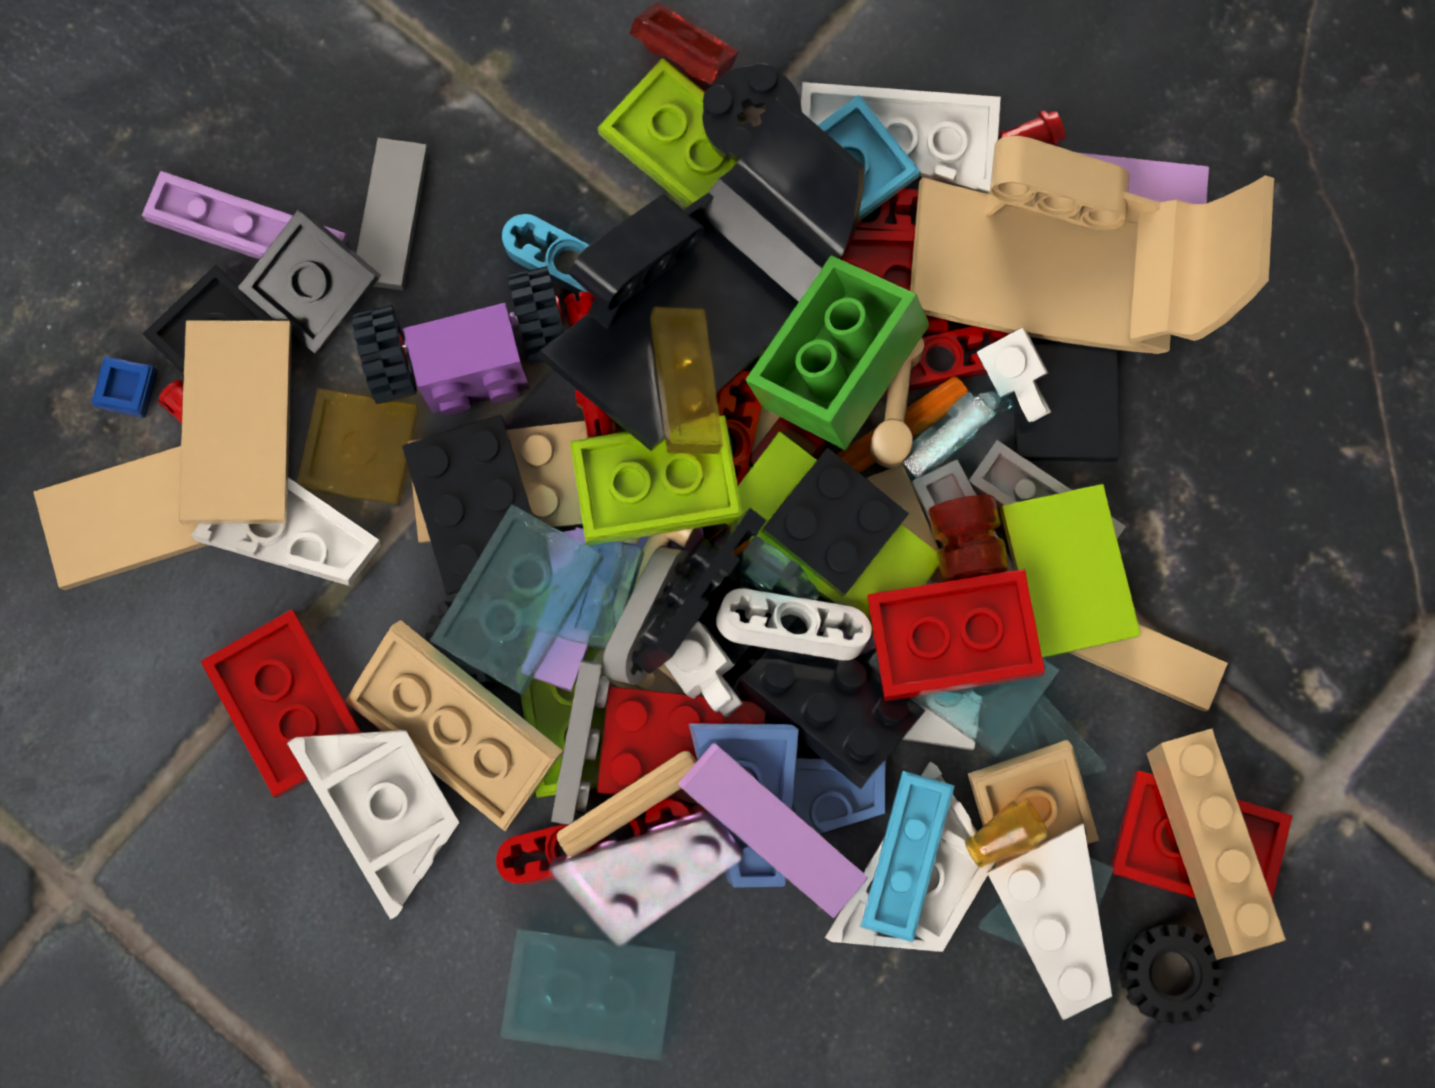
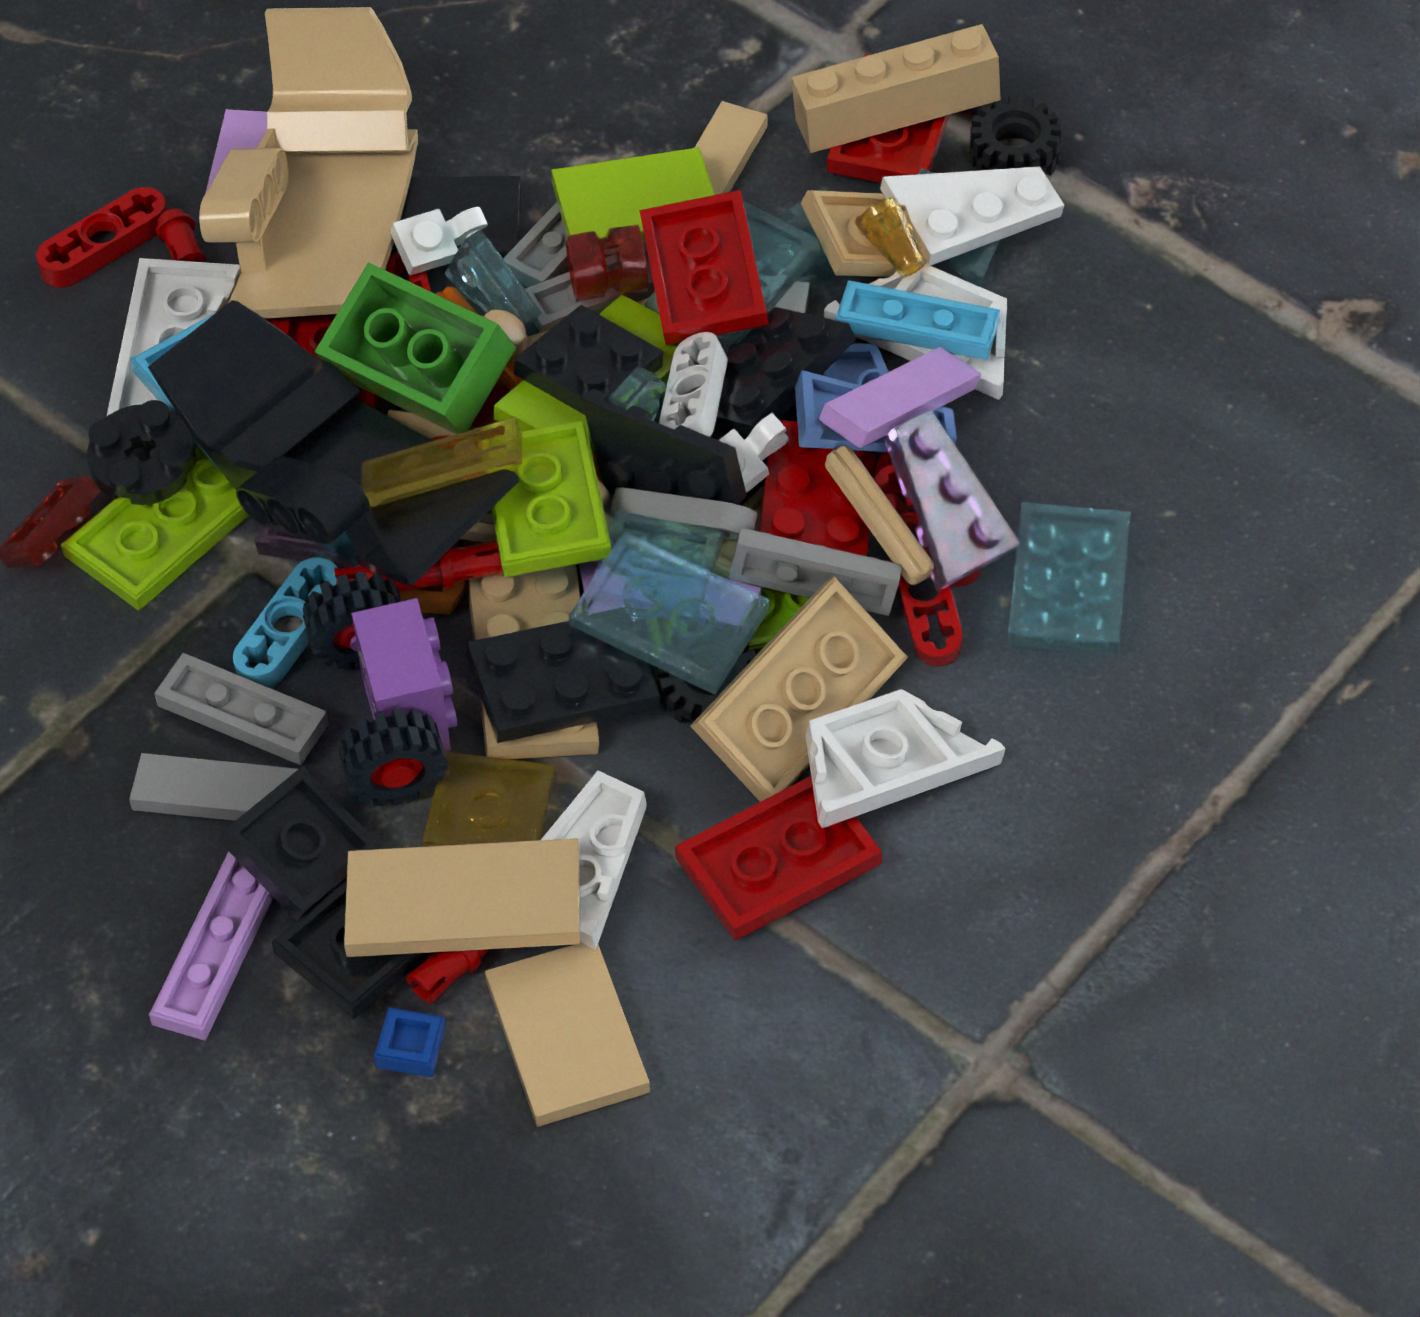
camera: 90 degrees left, 25 degrees down
(470, 226) = (242, 708): none -> light grey plate
(1030, 29) = (130, 217): none -> red beam

